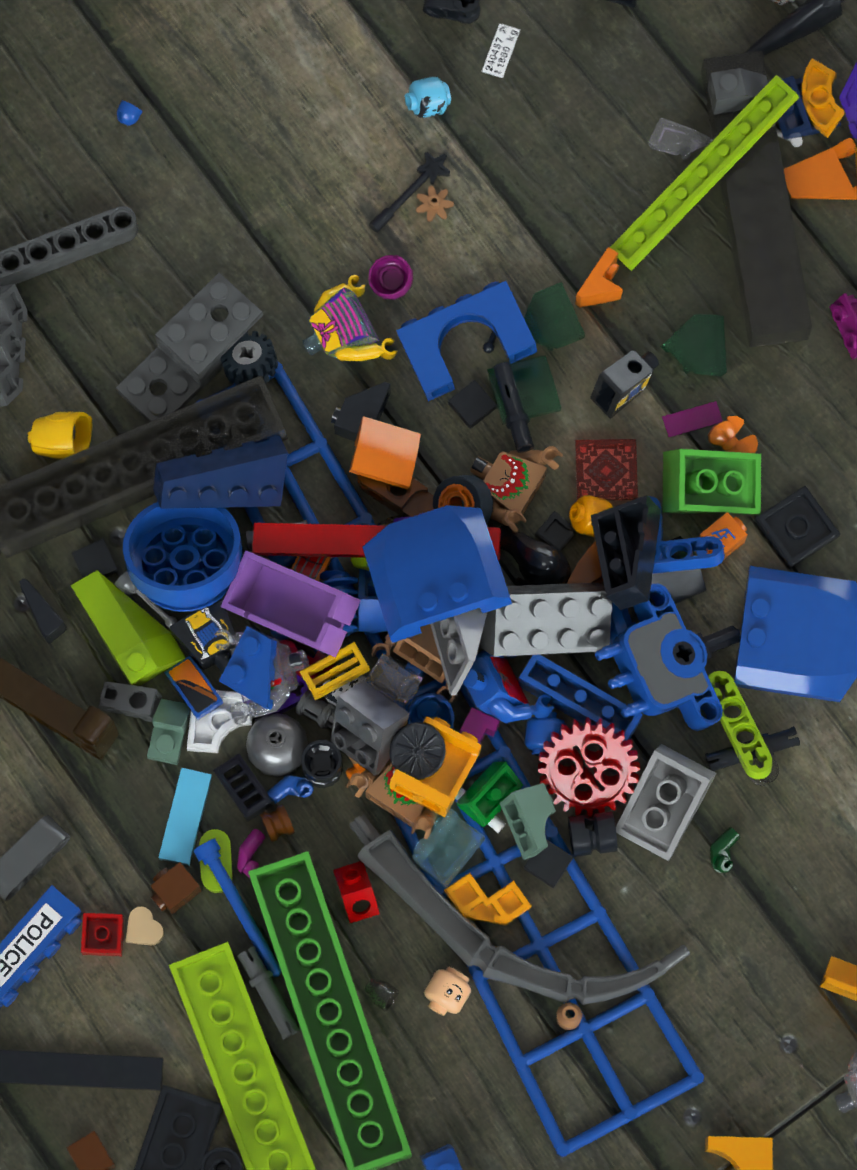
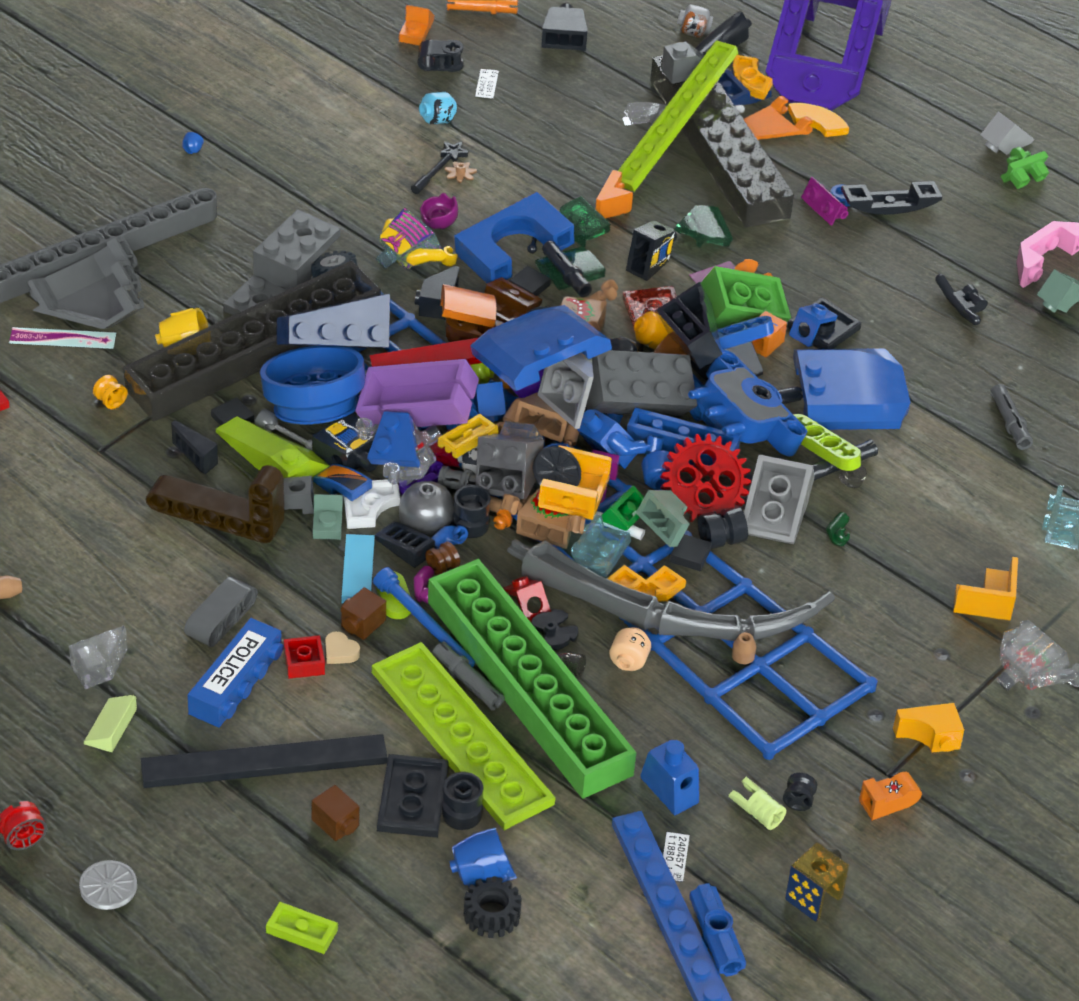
camera: 15 degrees left, 30 degrees down
(370, 931) = (554, 635): none -> black piece
(442, 436) = (511, 299): none -> reddish brown slope
(783, 526) = (813, 316): none -> blue bracket

